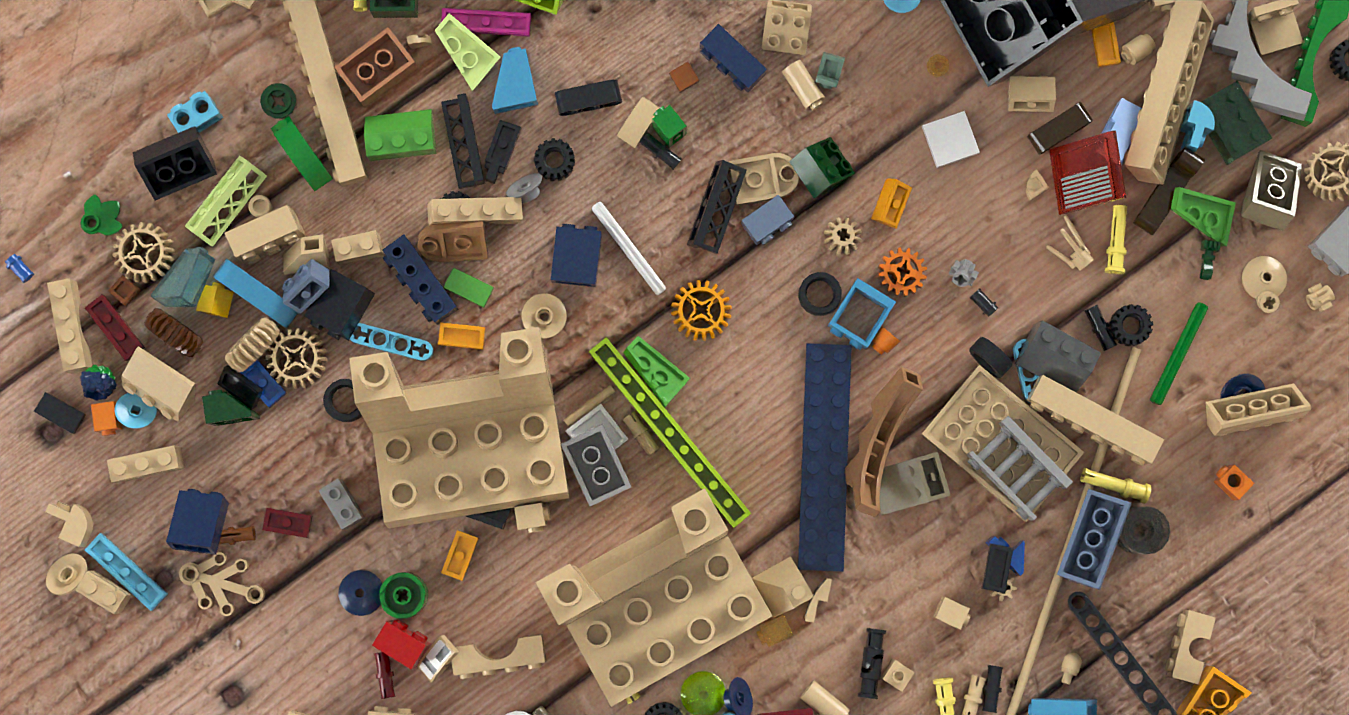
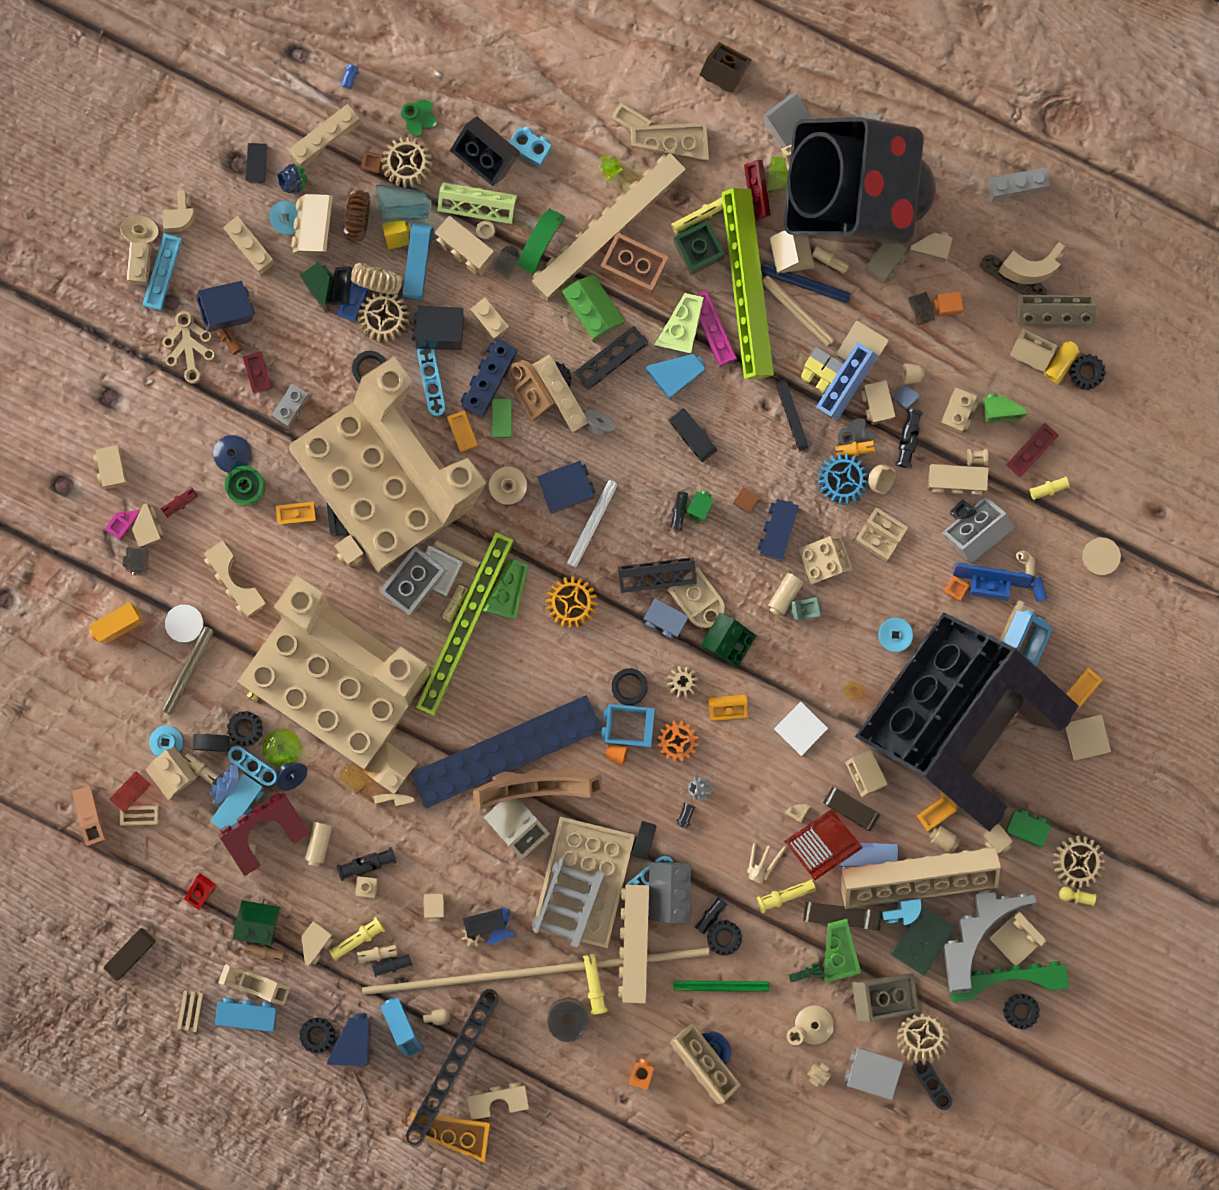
camera: 65 degrees right, 0 degrees up
(105, 419) = (268, 198): orange brick -> none
(114, 327) = (340, 169): dark red plate -> none
(259, 43) = (609, 166): none -> clear neon green tile
(278, 90) = (568, 195): dark green gear -> none
(303, 250) = (464, 284): tan slope -> none
(304, 199) = (507, 261): none -> clear smoke bracket
(305, 286) = (440, 295): sand blue brick -> none
(401, 643) = (208, 503): red brick -> none
(415, 42) = (669, 282): tan tile -> none
(437, 658) = (210, 534): slope -> none
(501, 149) = (619, 389): black hinge -> none
(554, 146) = (632, 422): black tyre -> none
(638, 122) = (692, 482): tan slope -> none
(1094, 539) = (542, 985): sand blue slope -> none

